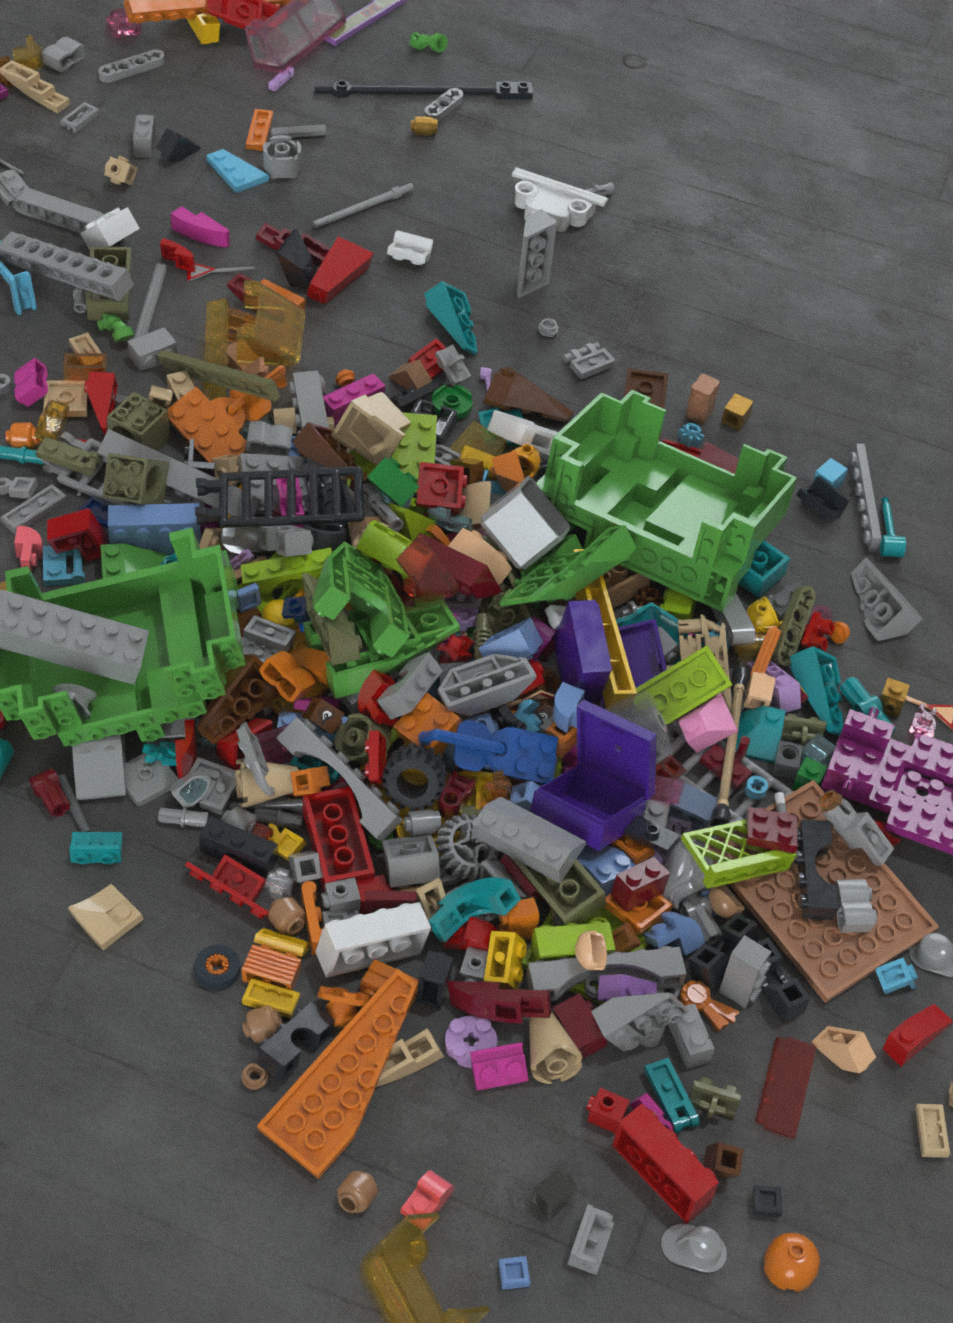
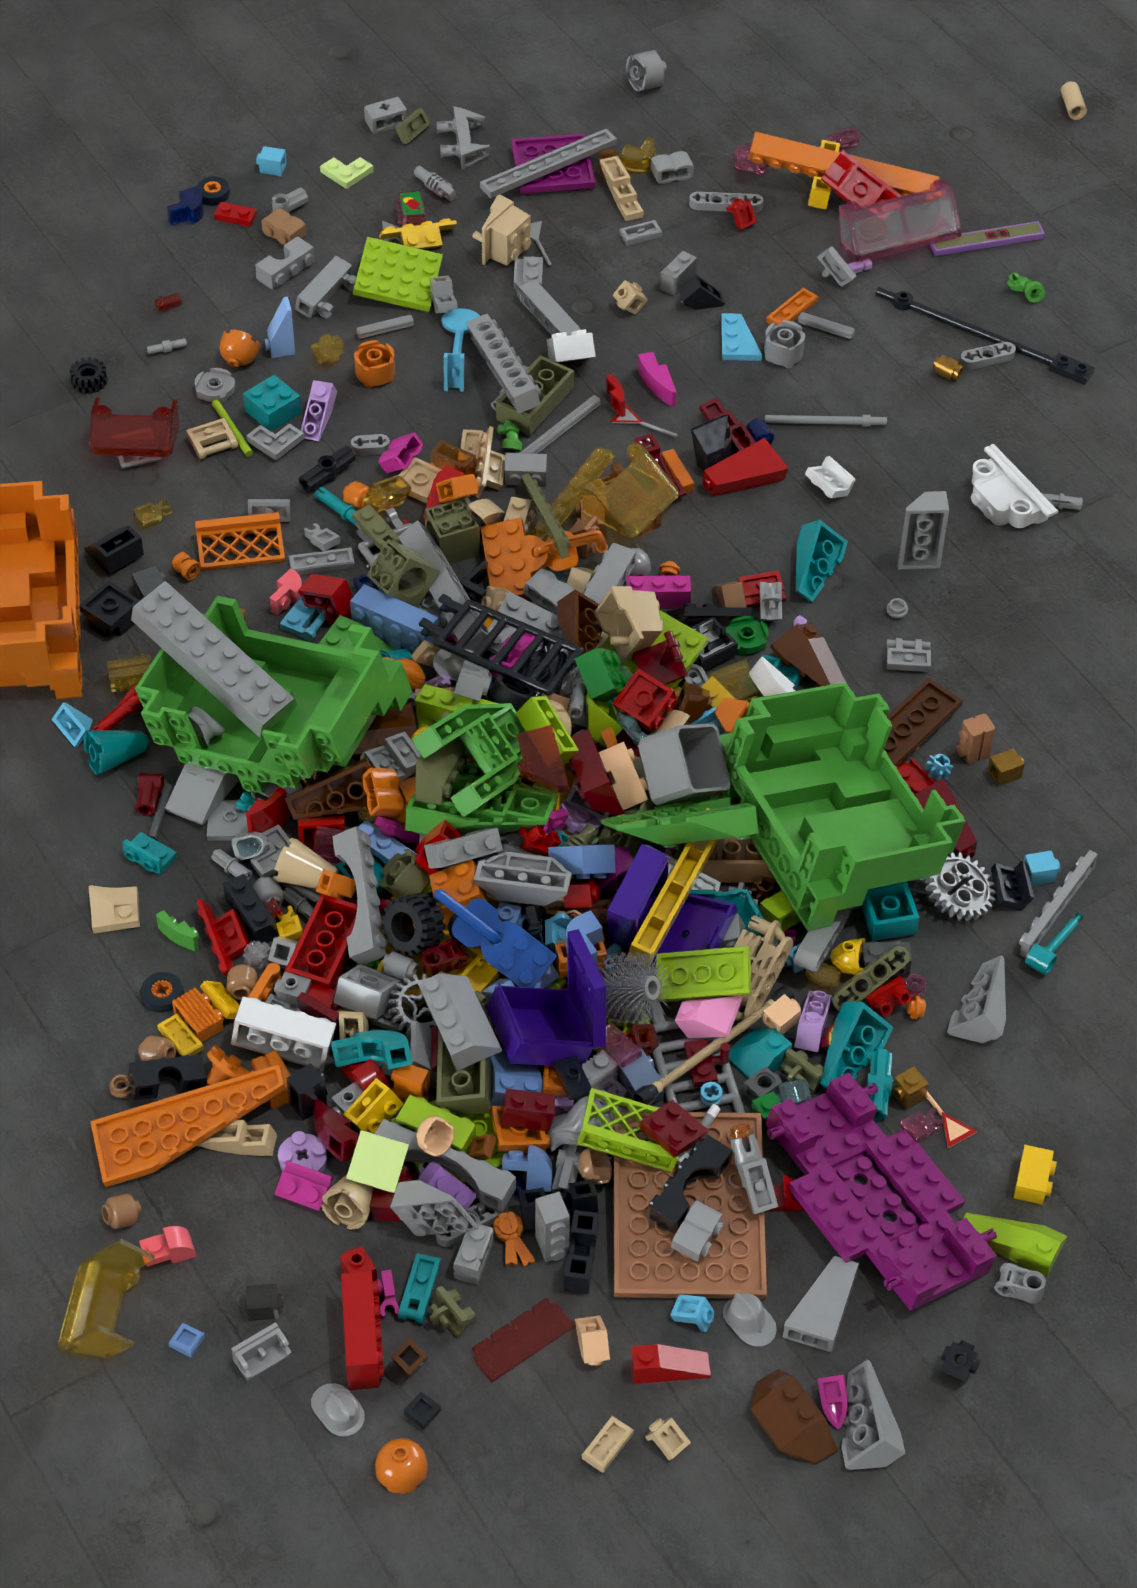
camera: 40 degrees right, 0 degrees up
(118, 357) = (491, 464): none -> tan bracket
(122, 386) = (457, 488): none -> orange brick
(156, 67) = (742, 213): none -> red bracket
(195, 904) = (178, 933): none -> bright green slope
(248, 597) = (410, 714): medium blue tile -> none
(254, 757) = (299, 841): light grey plate -> none
(271, 80) = (835, 266): none -> light grey plate
(323, 235) = (760, 430): none -> clear blue brick
(323, 715) = (386, 839): reddish brown brick -> none
(376, 747) = (396, 885): red plate -> none
(418, 448) = (662, 660): none -> dark red plate
(497, 787) = (479, 972): clear orange plate -> none
(562, 1003) = (377, 1161): none -> yellowish green tile
(766, 650) = (823, 986): orange axle -> none
(798, 526) = (972, 898): none -> light grey gear

